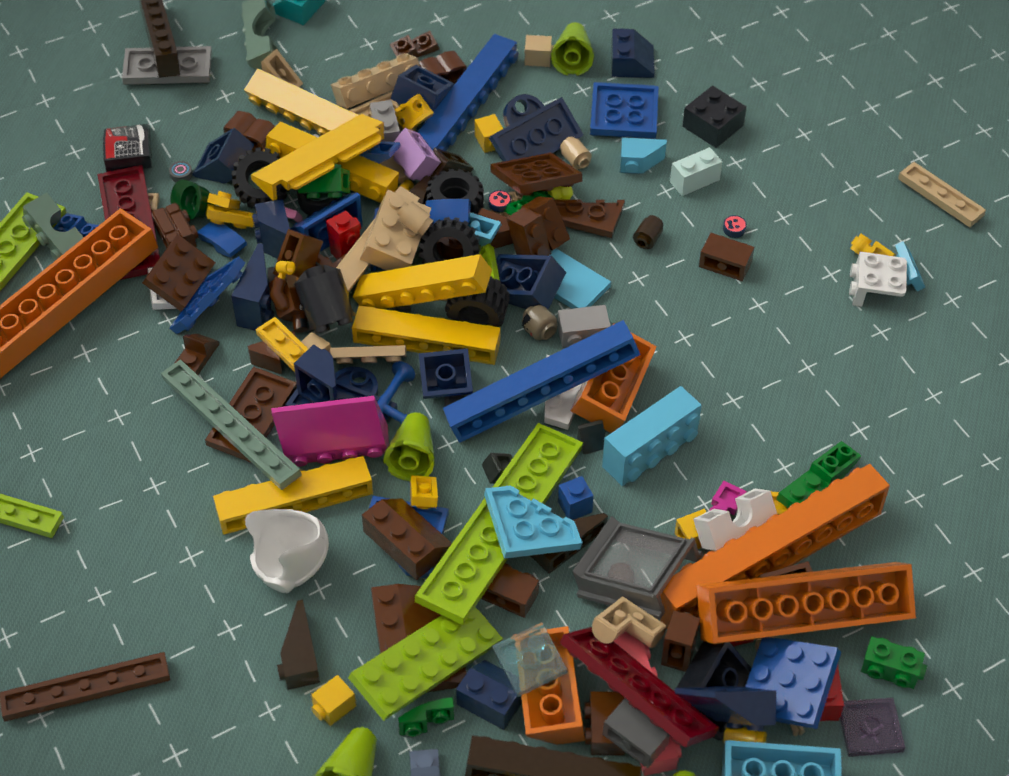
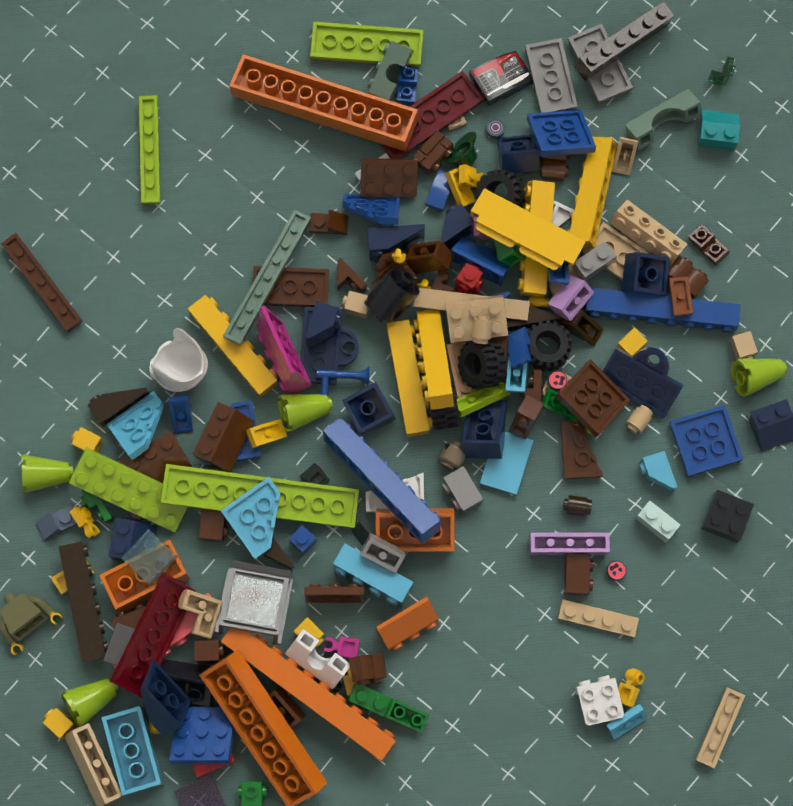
camera: 70 degrees right, 25 degrees up
(154, 107) = (551, 76): none -> light grey plate
(225, 110) = (561, 133): none -> blue plate
(281, 341) = (348, 285): yellow tile -> none
(343, 628) = (137, 425): none -> medium azure plate
(350, 577) = (181, 414): none -> blue slope
(368, 354) = (369, 345): tan plate -> none
(413, 112) = (615, 279): yellow piece -> none
(433, 737) = (84, 519): none -> yellow plate
(462, 69) = (680, 296): none -> dark orange plate
(552, 220) = (544, 424): reddish brown brick -> none
(632, 402) = (383, 553): none -> light grey brick
(660, 481) = (334, 594): none -> reddish brown plate
(688, 249) = (569, 543): none -> lavender brick
(723, 425) = (408, 624): none -> orange slope
(766, 477) = (368, 669): none -> reddish brown brick
(782, 258) = (598, 618): none -> tan plate

